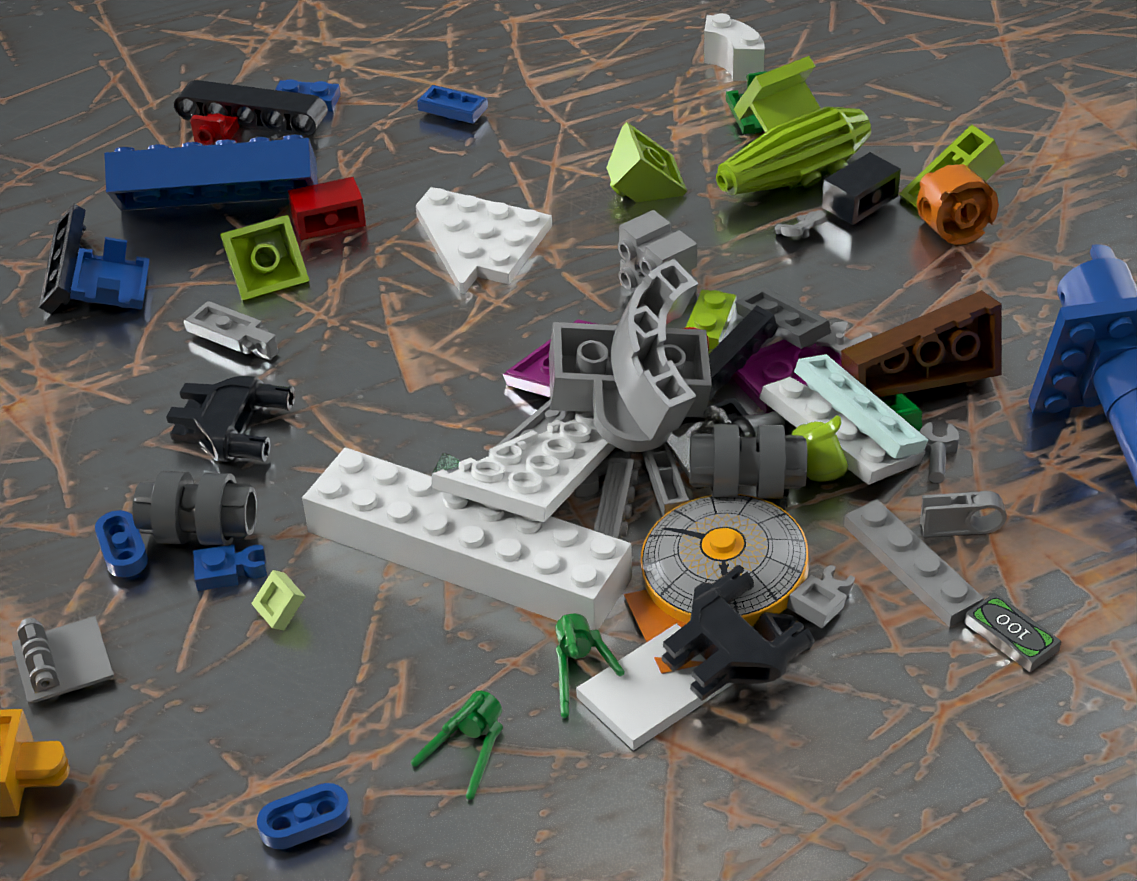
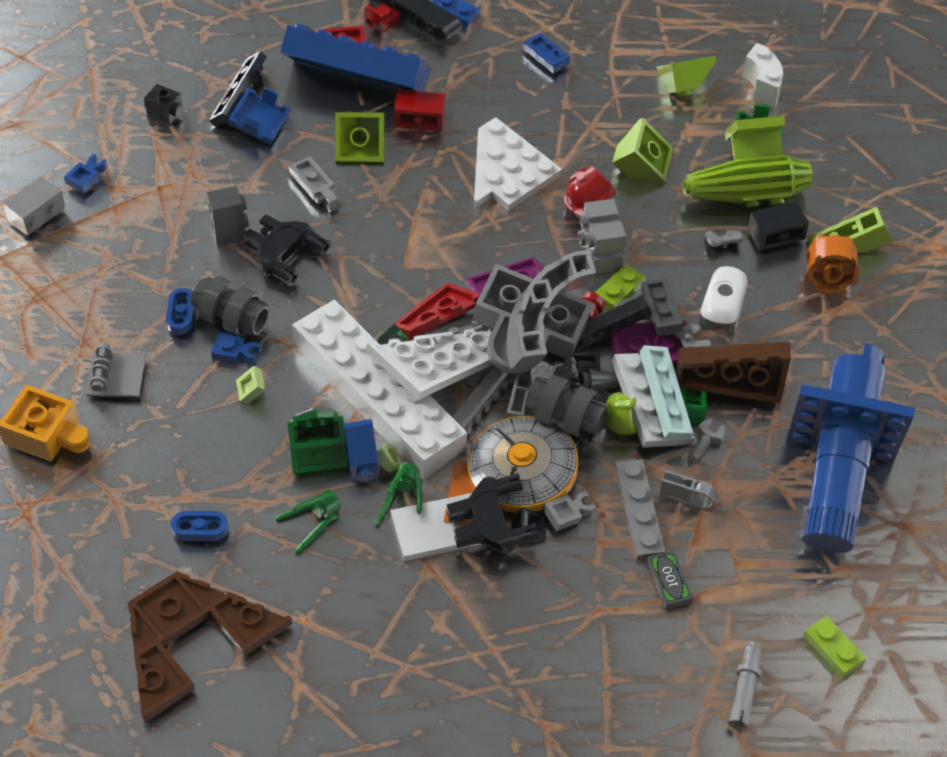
camera: 20 degrees right, 10 degrees up
(130, 399) = (227, 214): none -> dark grey brick
(422, 630) = (317, 440): none -> green piece
(493, 414) = (437, 309): none -> red wing
(493, 622) = (361, 451): none -> blue slope
(534, 620) = (389, 457): none -> yellowish green tile
(598, 221) = (585, 187): none -> red helmet
(639, 74) = (685, 75): none -> lime slope
(855, 286) = (724, 308): none -> white piece

